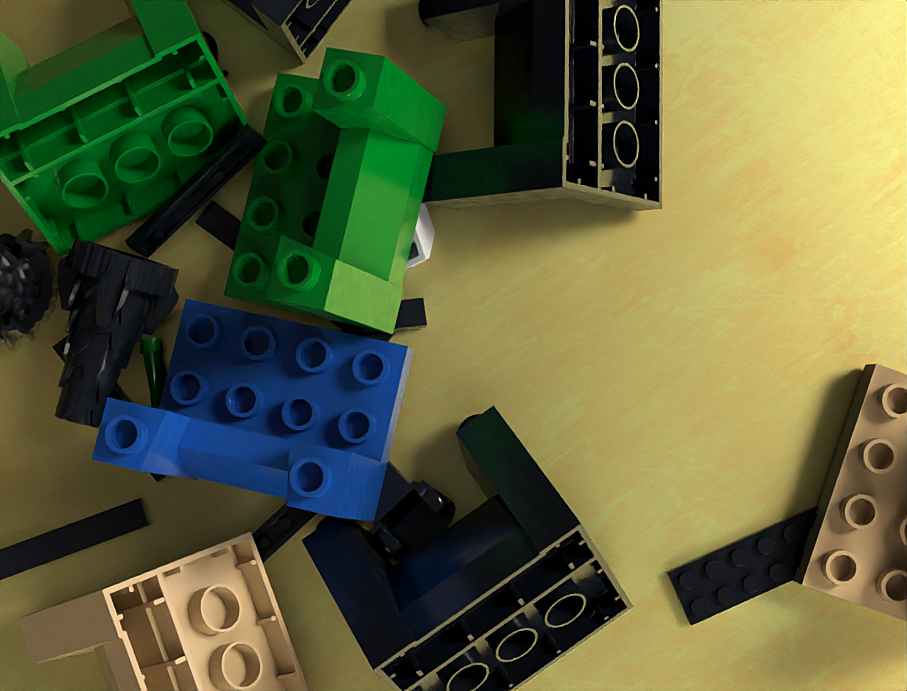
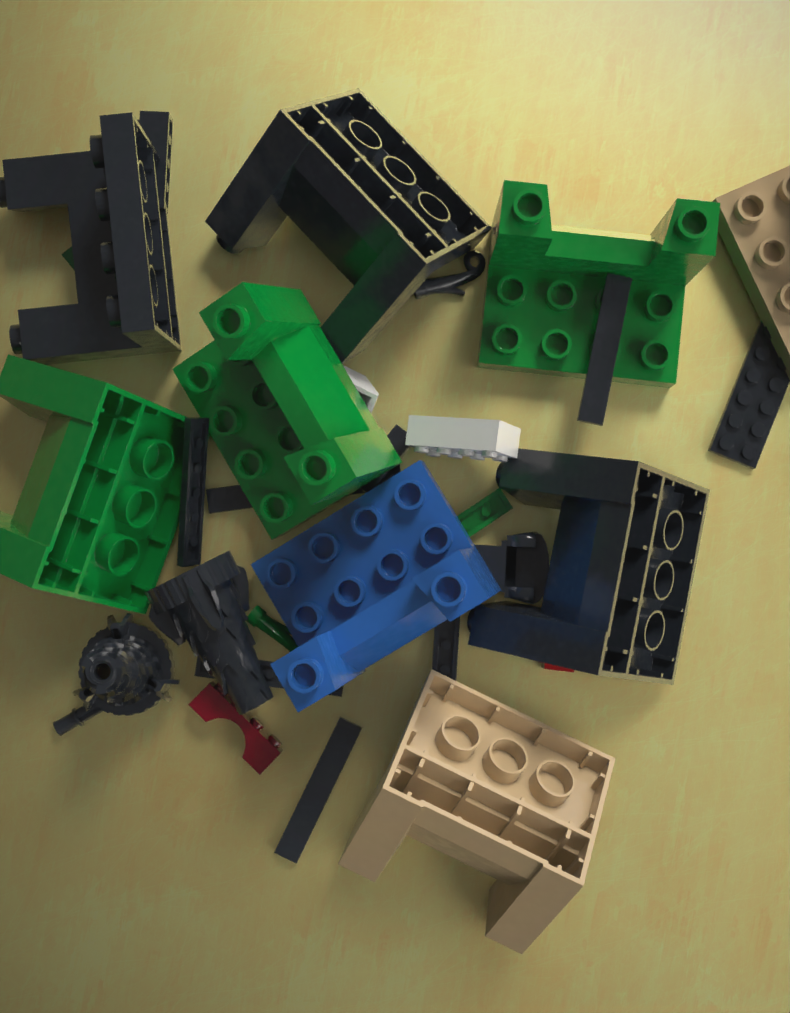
camera: 40 degrees left, 0 degrees up
(49, 458) = (259, 746): none -> dark red arch
(424, 442) = (484, 512): none -> green plate
(463, 363) = (463, 437): none -> white brick
(581, 220) = (447, 283): none -> black plant
(655, 402) = (604, 349): none -> black tile
(687, 342) = (551, 280): none -> green plate

